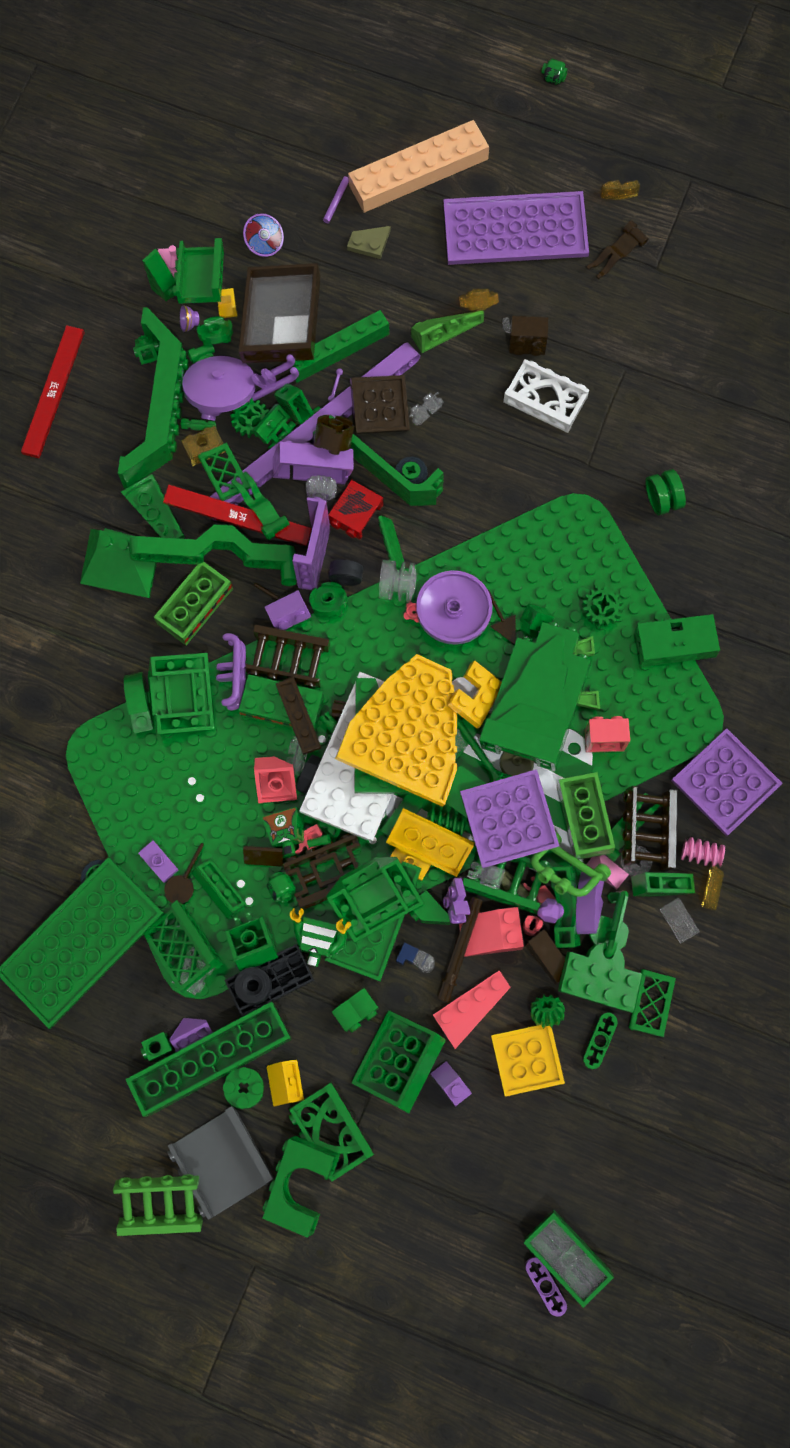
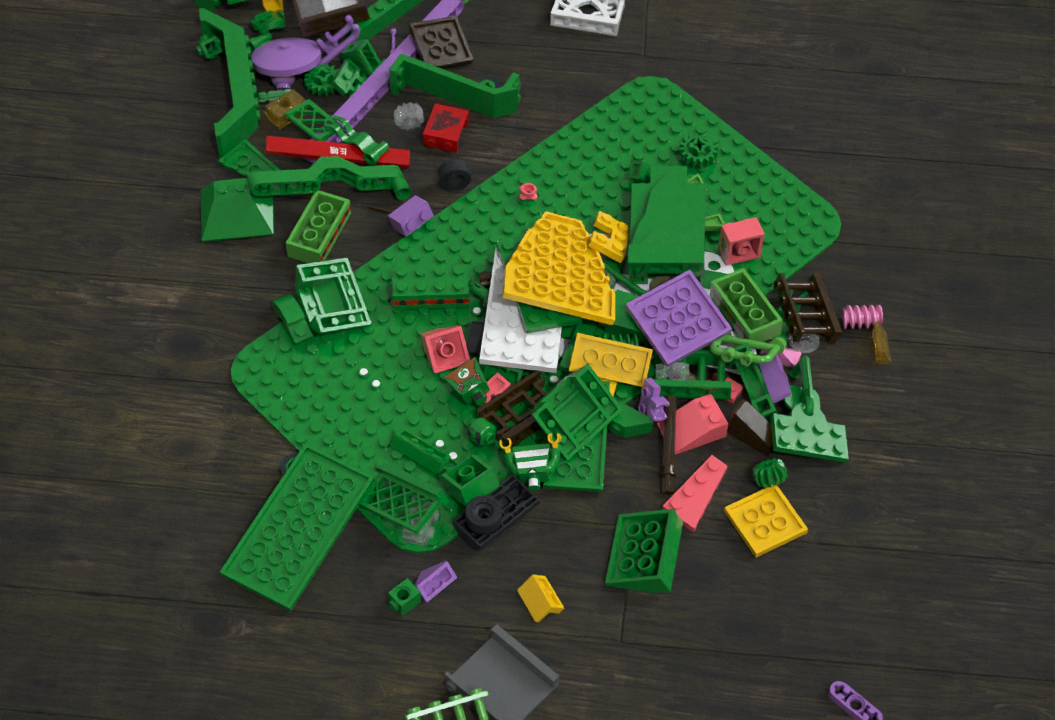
camera: 20 degrees left, 20 degrees down
(52, 392) = (127, 99): red tile -> none
(158, 861) = (353, 442): medium lavender plate -> none
(179, 886) = (379, 456): dark brown piece -> none
(188, 318) = (239, 16): medium lavender piece -> none
(208, 1059) = (459, 592): green brick -> none
(238, 675) = (375, 272): medium lavender piece -> none
(243, 1100) = (499, 602): green plate -> none
(263, 856) = (455, 411): dark brown slope -> none
(280, 1206) = (576, 646): green arch -> none
(283, 638) = (421, 235): dark brown fence -> none
(298, 716) = (452, 285): dark brown tile -> none
(298, 759) = (457, 318): clear hinge -> none
(309, 567) = (418, 150): medium lavender panel -> none
(311, 461) = (392, 91): medium lavender piece -> none
(323, 840) = (509, 381): green piece -> none
(330, 608) = (452, 202): green plate -> none
(333, 434) = (410, 62): dark brown brick -> none
(333, 1102) = (593, 643): green fence -> none
(355, 1011) = (587, 519): green brick -> none
(390, 540) = (486, 148): green slope -> none
(397, 580) = (505, 166): clear wheel -> none
(416, 957) = (630, 463): leg -> none
(430, 403) = (485, 36): clear hinge -> none
(451, 1083) = (703, 558): medium lavender slope -> none
(454, 607) = (564, 177): medium lavender dish -> none
(507, 626) = (615, 187): dark brown piece -> none
(538, 925) = (728, 406): coral hinge -> none
(550, 910) = (742, 388): medium lavender rock -> none
(568, 1258) = (868, 670): clear brick -> none
(588, 1052) = (832, 483): green beam -> none
(662, 884) = (834, 350): green slope -> none
(664, 1015) = (865, 469): green window -> none
(665, 492) = (721, 54): green wheel -> none
(677, 640) = (774, 160): green brick -> none
(679, 920) = (862, 376): clear slope -> none
(726, 782) = (861, 260): medium lavender plate -> none

